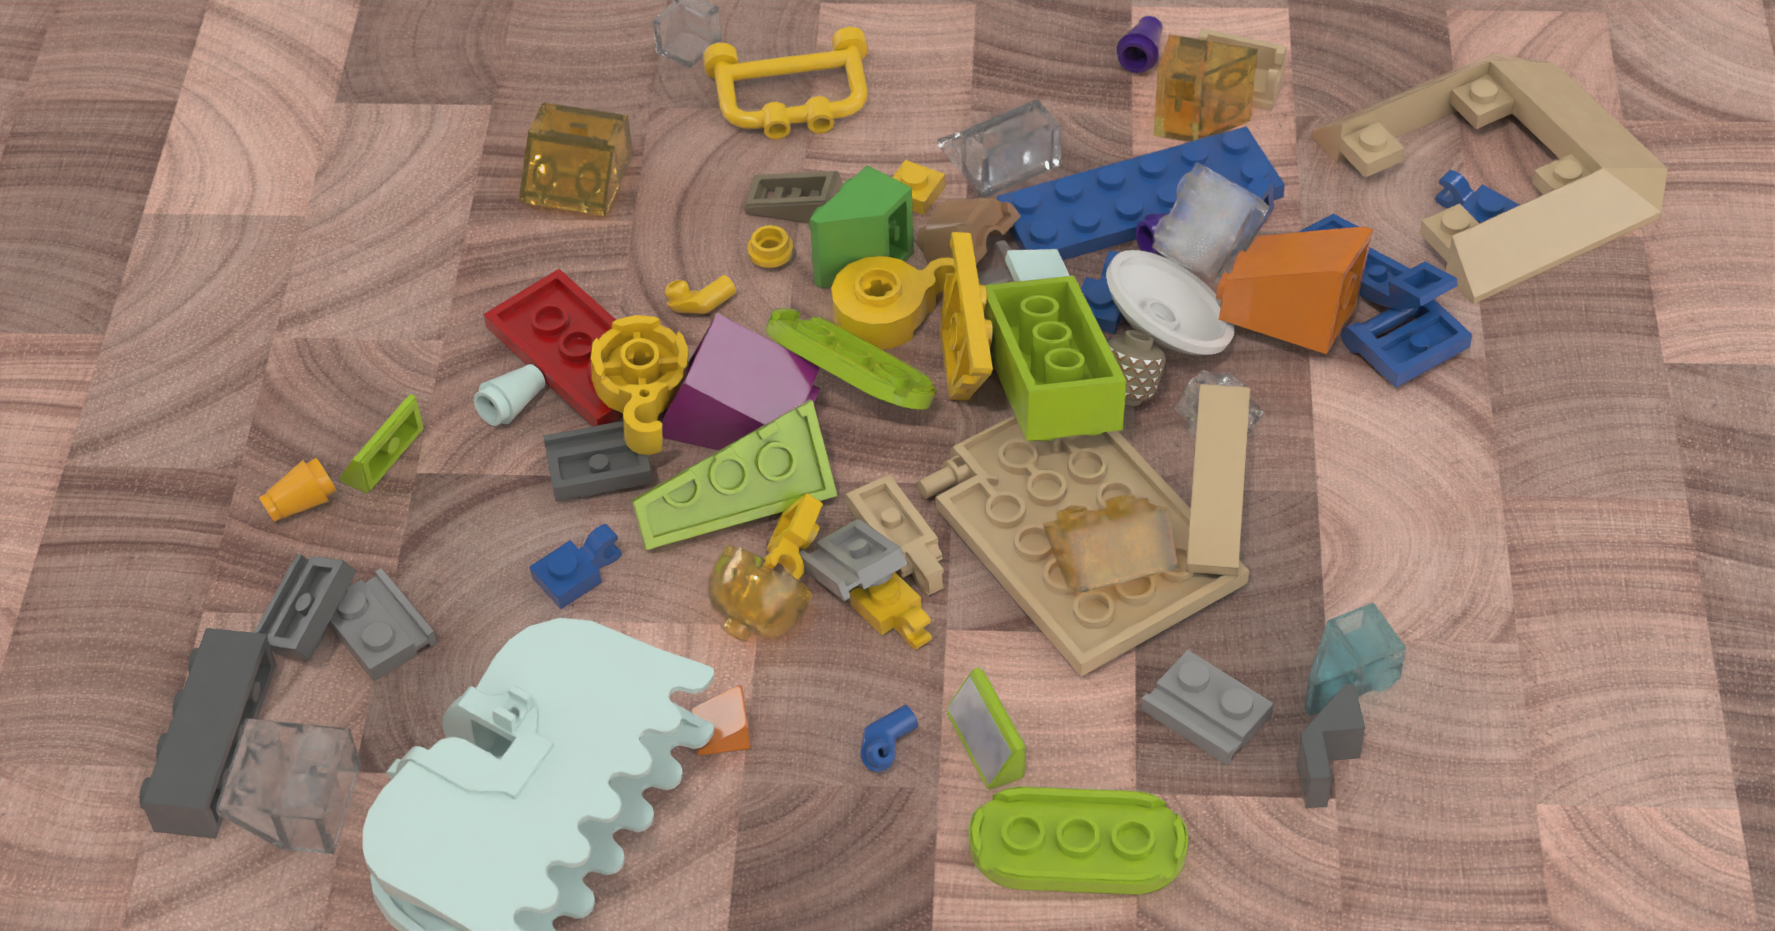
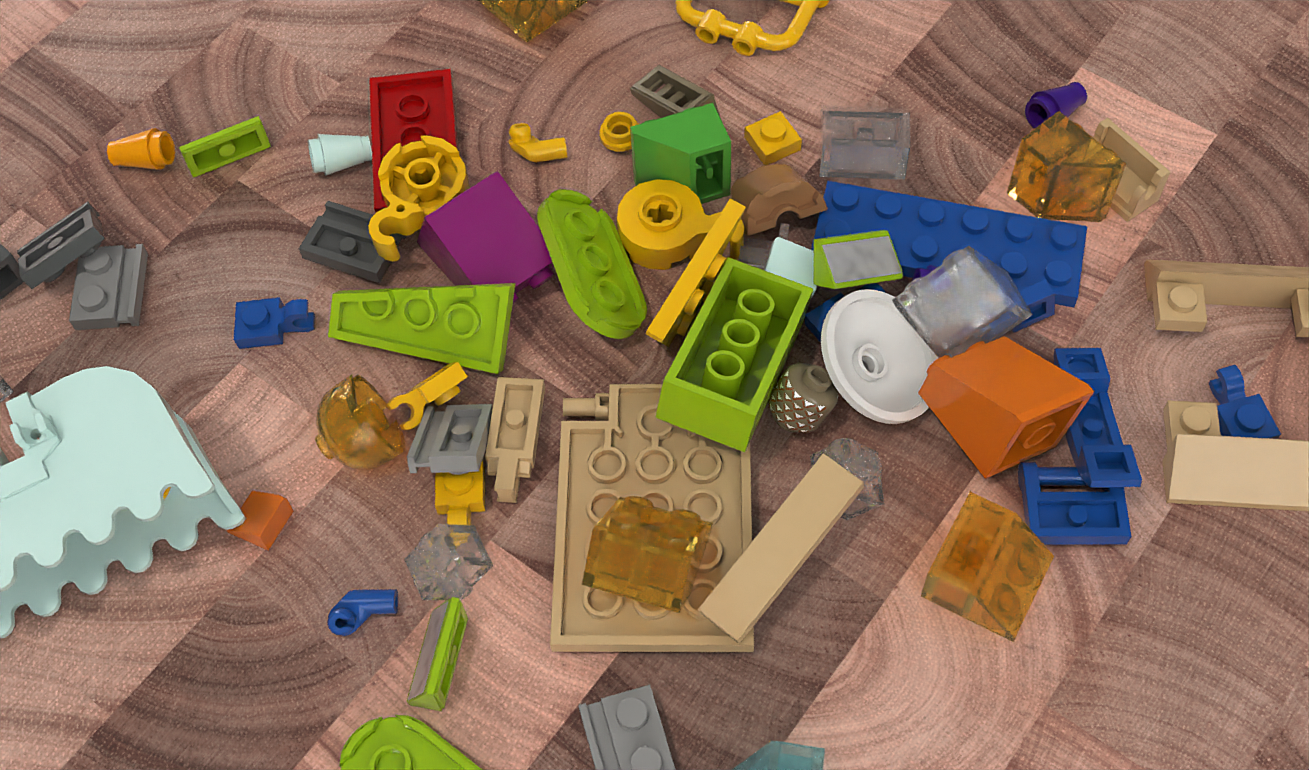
camera: 35 degrees right, 10 degrees up
(938, 652) = (448, 562): none -> clear brick
(1087, 238) = (855, 260): none -> flat silver slope
(1381, 414) = (988, 567): none -> clear yellow slope

